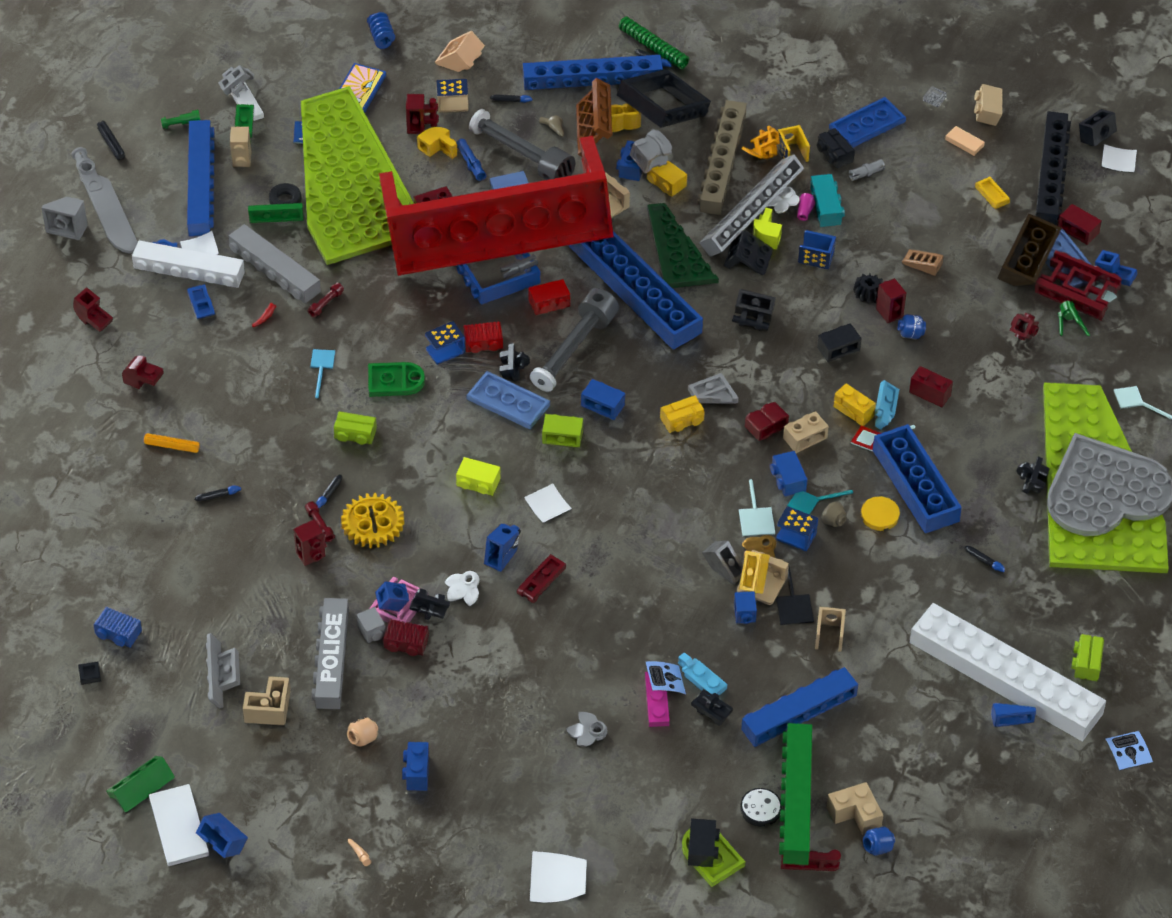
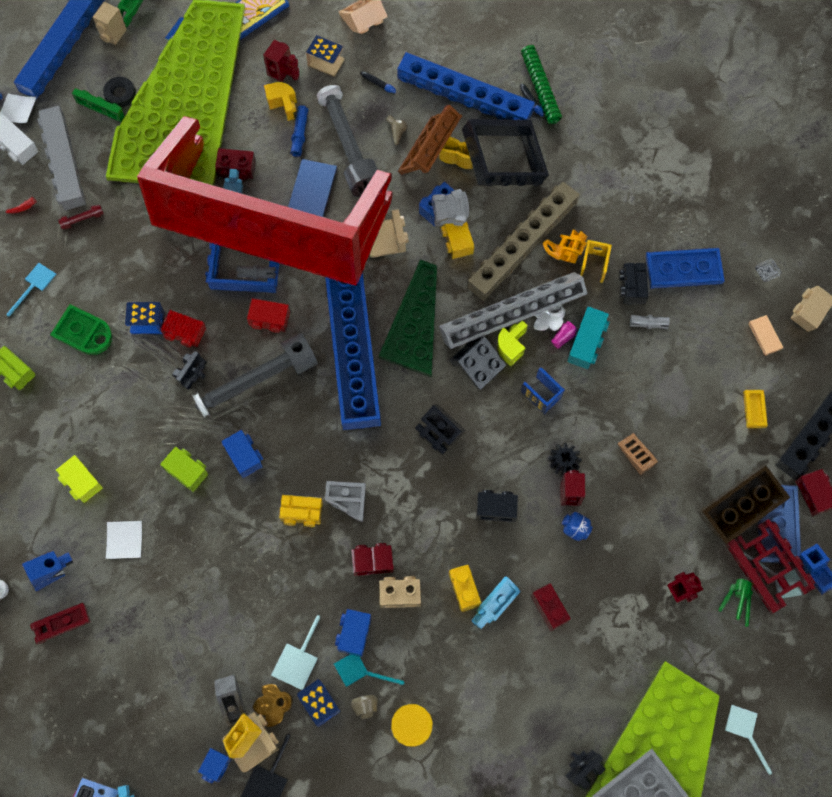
camera: 30 degrees right, 20 degrees up
(508, 400) = (163, 407): medium blue tile -> none
(865, 437) = (458, 629): piece -> none
(917, 479) = (466, 711): blue brick -> none

